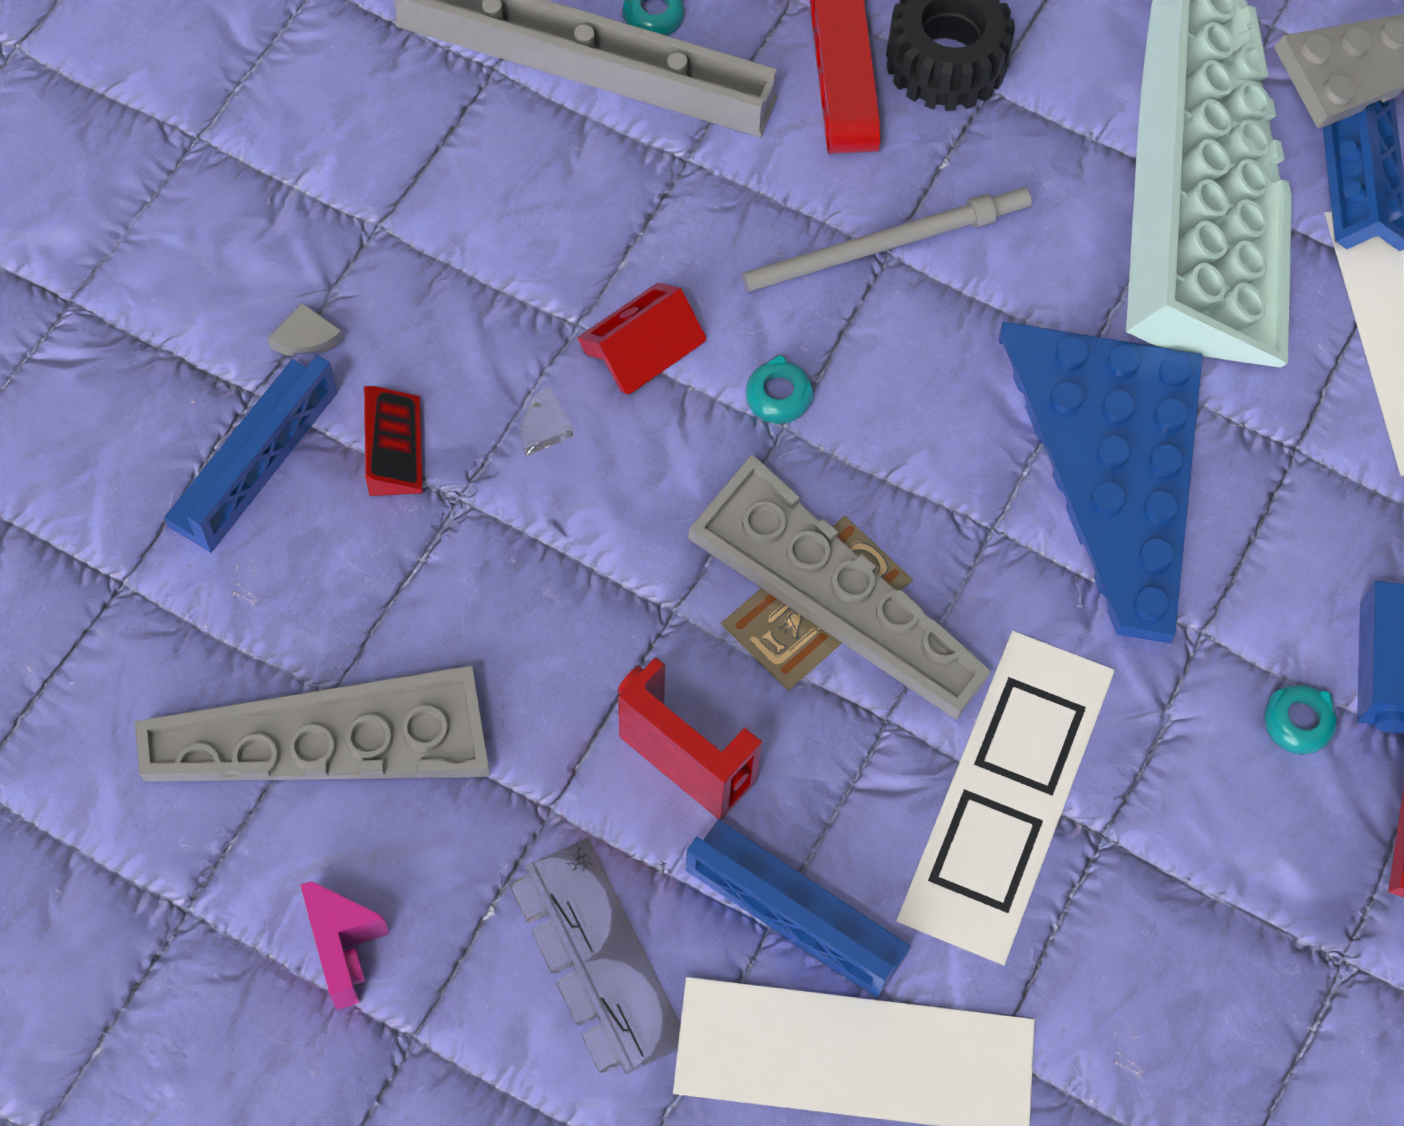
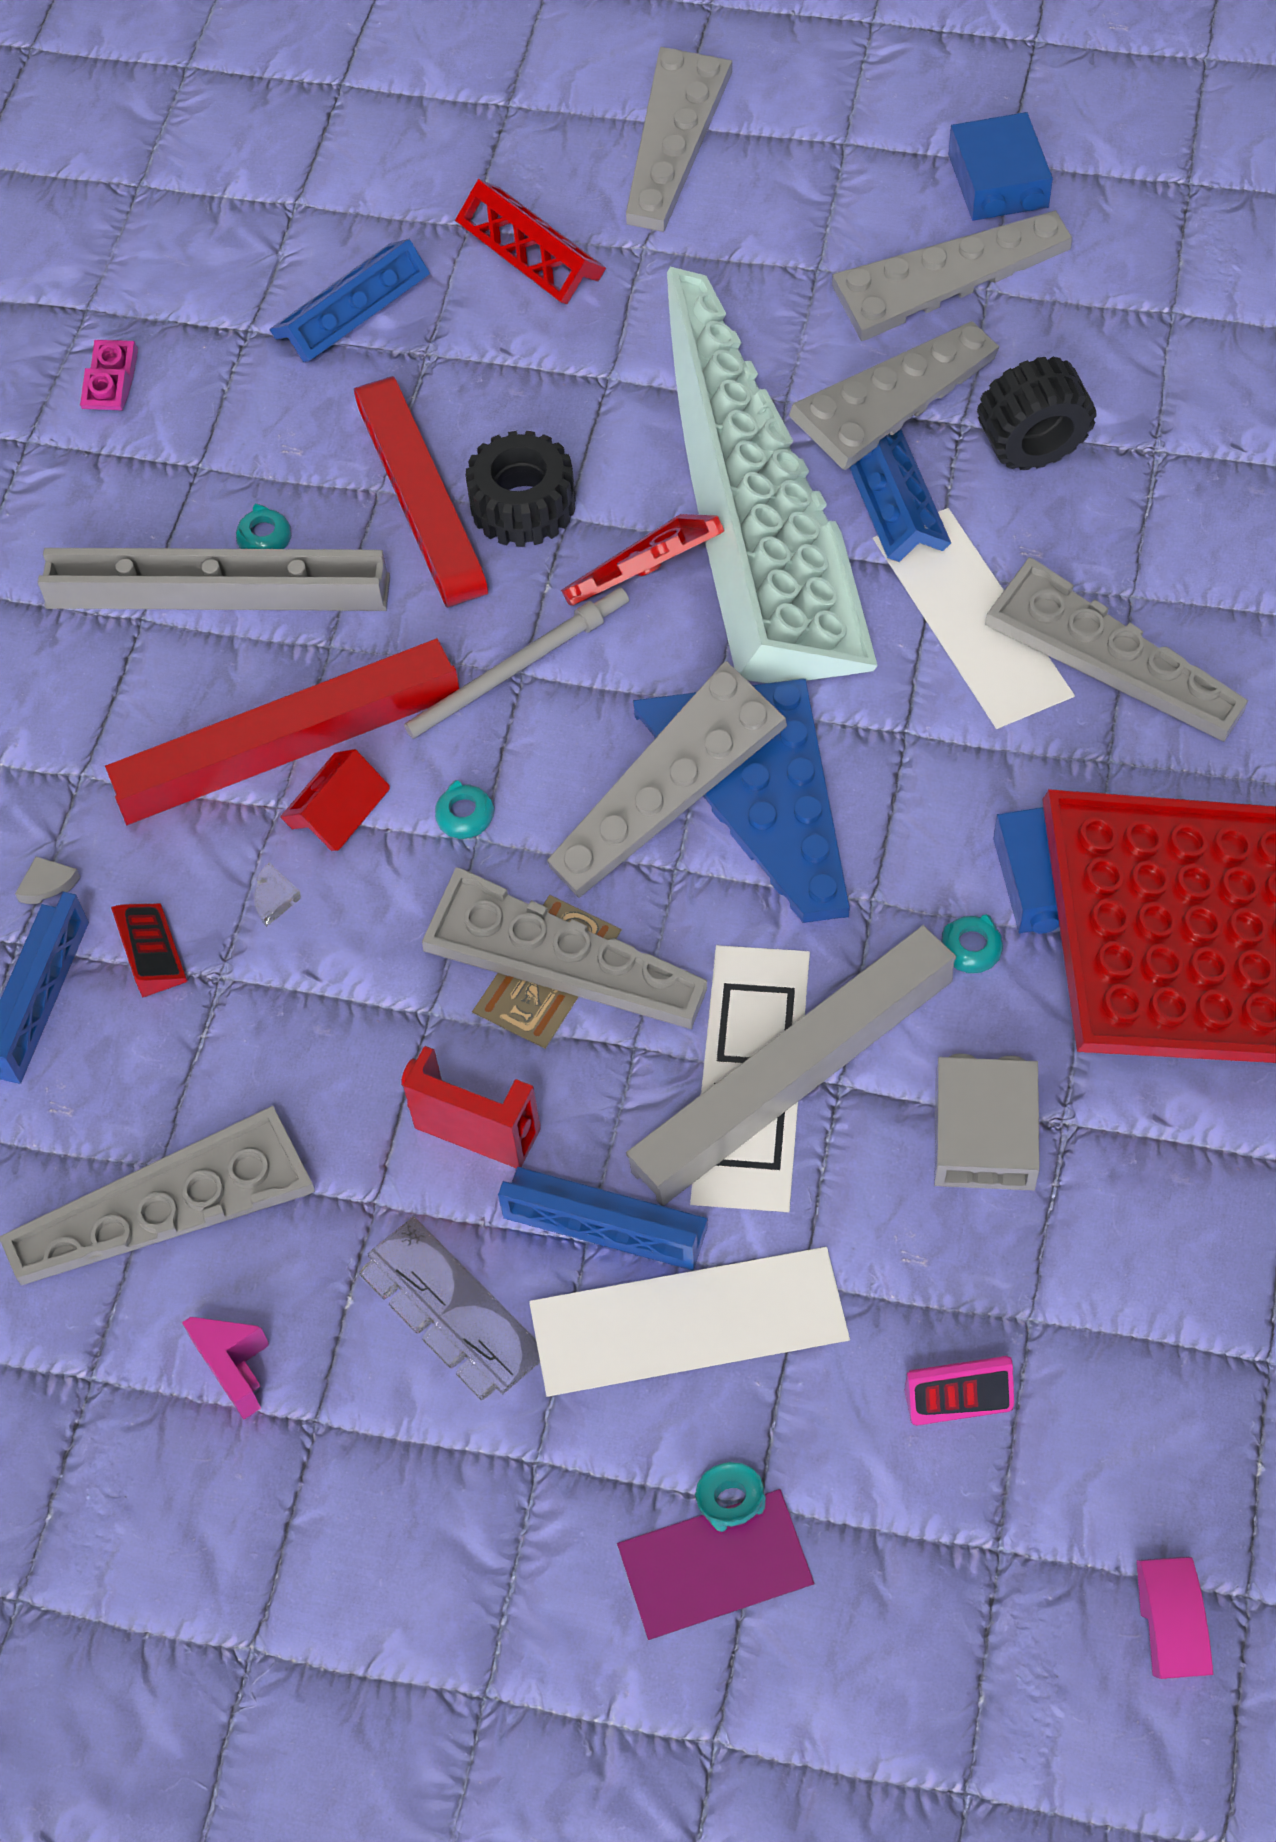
camera: 10 degrees left, 5 degrees down
(608, 241) = (281, 731): none -> red tile
(1045, 408) = (685, 761): none -> light grey wing
(1058, 798) = (791, 1065): none -> light grey tile
(1067, 158) = (645, 554): none -> red wing
(1258, 935) = (986, 1123): none -> light grey brick

